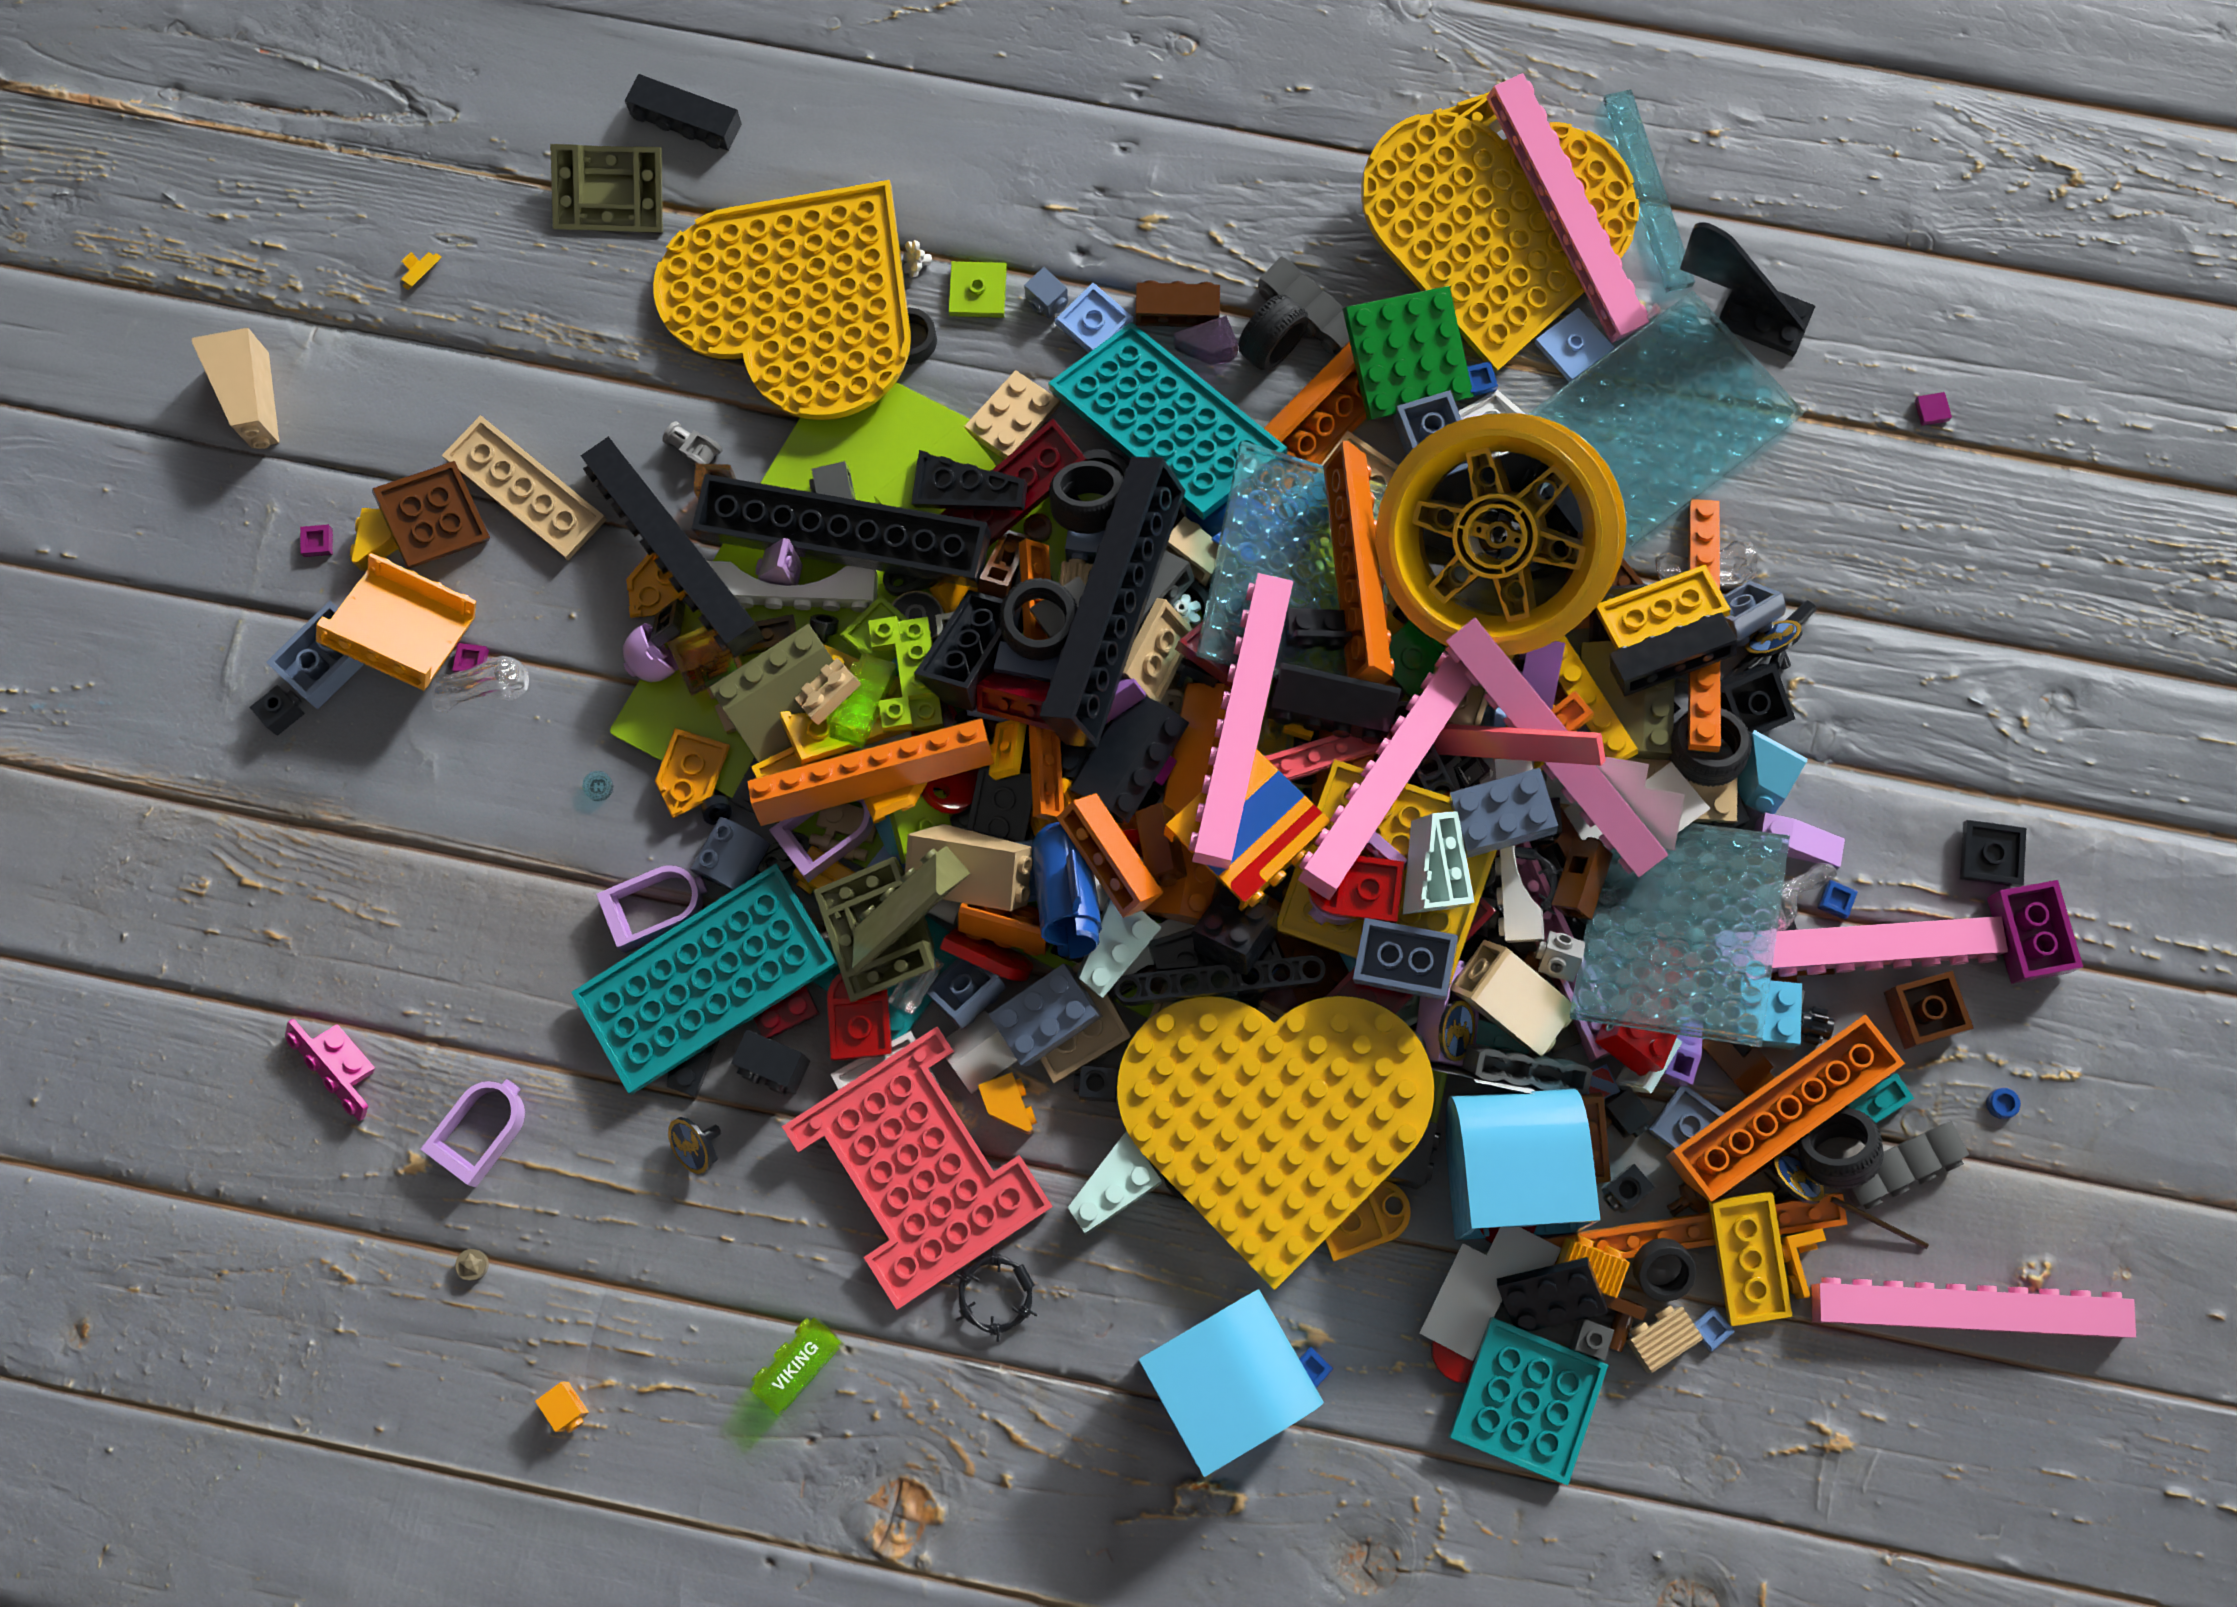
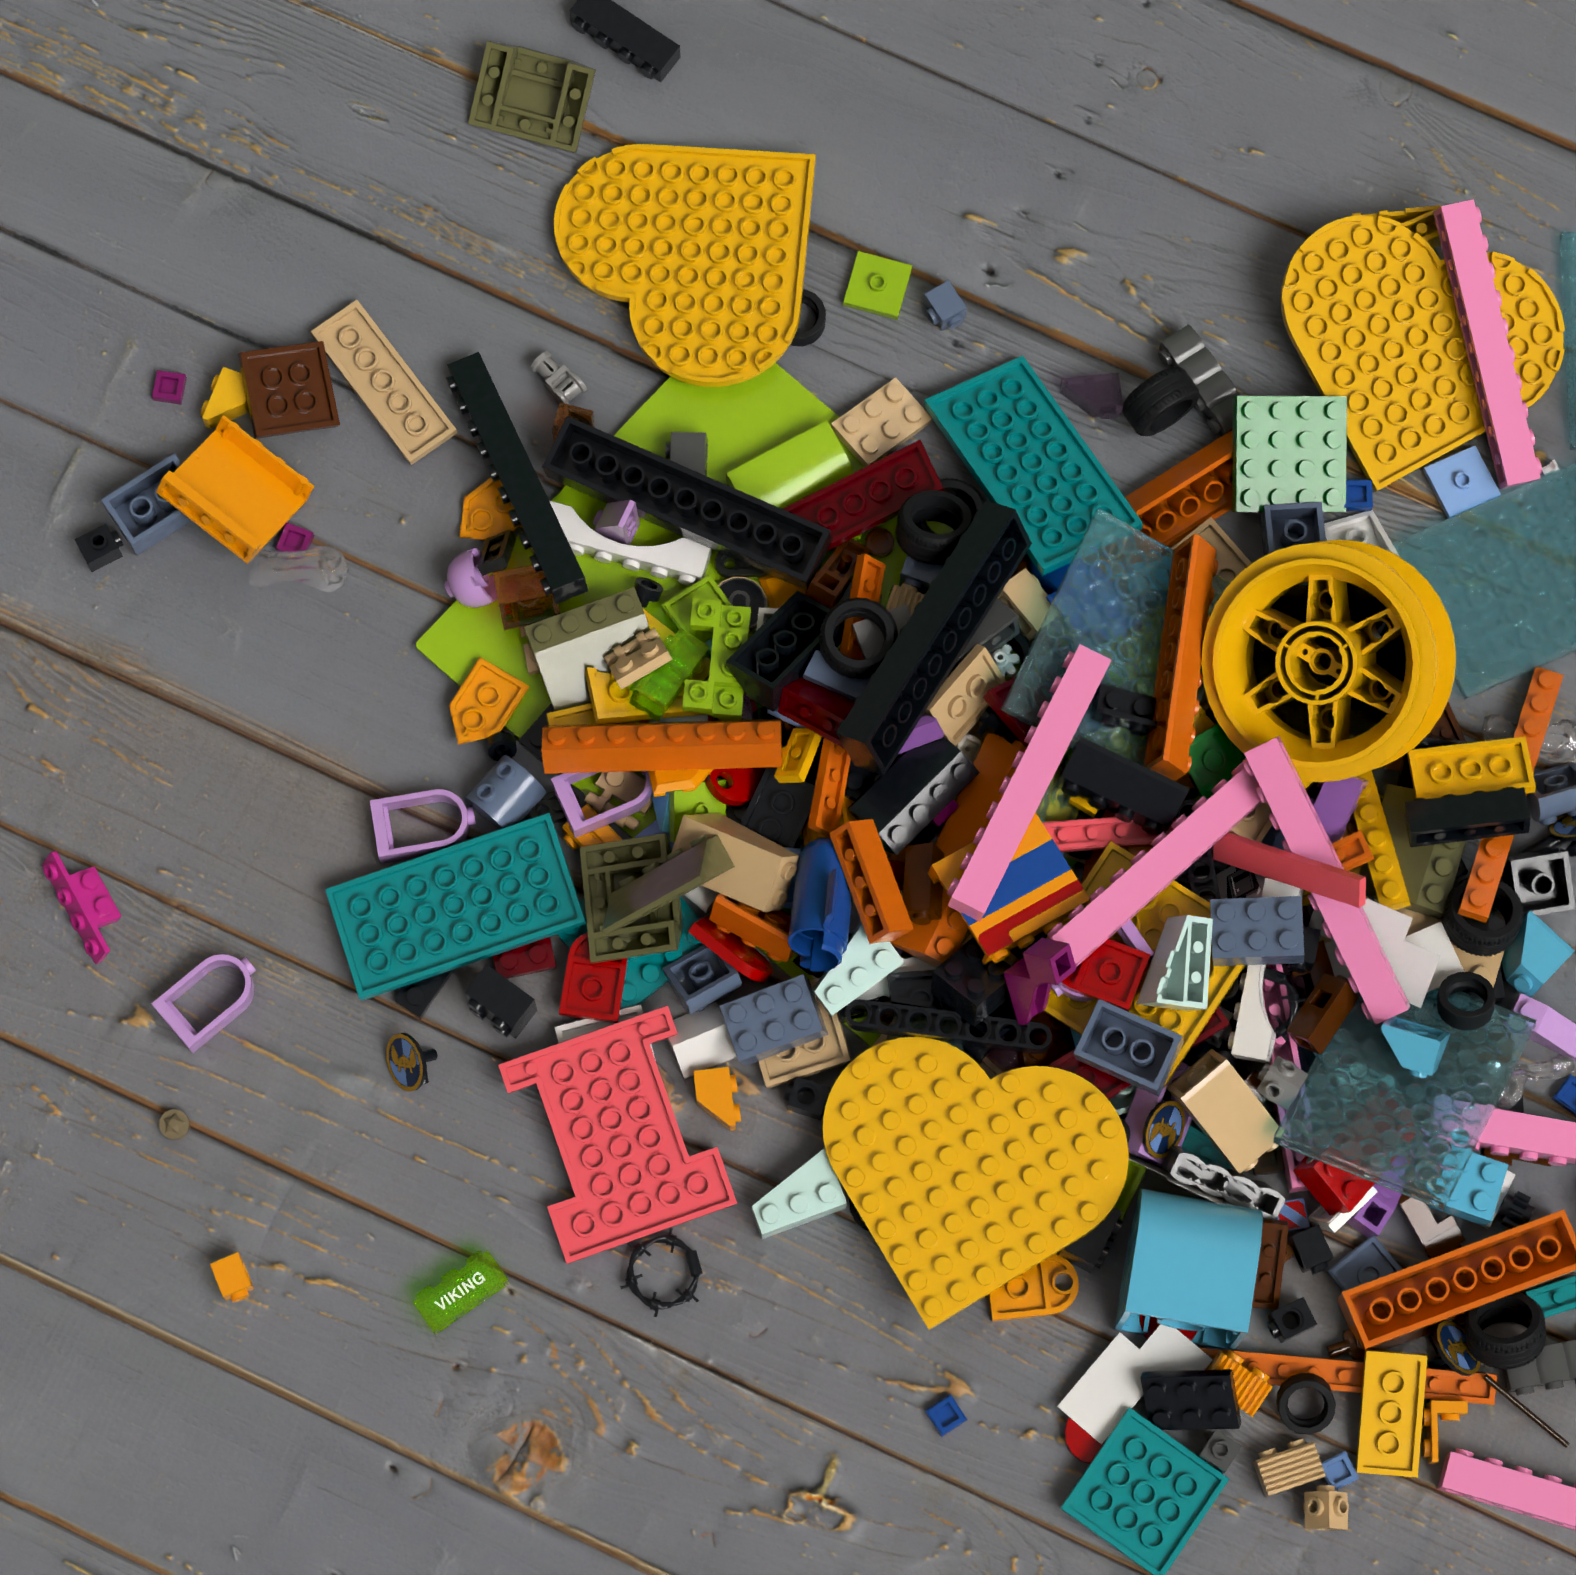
camera: 10 degrees right, 0 degrees up
(242, 382) = (131, 209): tan slope -> none
(417, 268) = (325, 133): yellow piece -> none
(598, 786) = (392, 695): clear light blue tile -> none
(774, 631) = (599, 586): dark brown plate -> none
(910, 993) = (649, 967): clear plate -> none
(915, 258) = (822, 240): white plant -> none
(956, 485) = (808, 483): black wing -> none
(1093, 318) = (985, 342): light blue plate -> none
(1176, 303) = (1073, 347): reddish brown brick -> none
(1231, 1382) = (864, 1401): medium azure brick -> none
(1293, 912) = (1032, 976): none -> magenta arch
(1623, 1319) = (1254, 1441): reddish brown piece -> none
(1684, 888) = (1415, 1045): none -> medium azure slope
(1712, 1372) = (1326, 1509): none -> tan brick
(1718, 851) = (1466, 1019): none -> black tyre

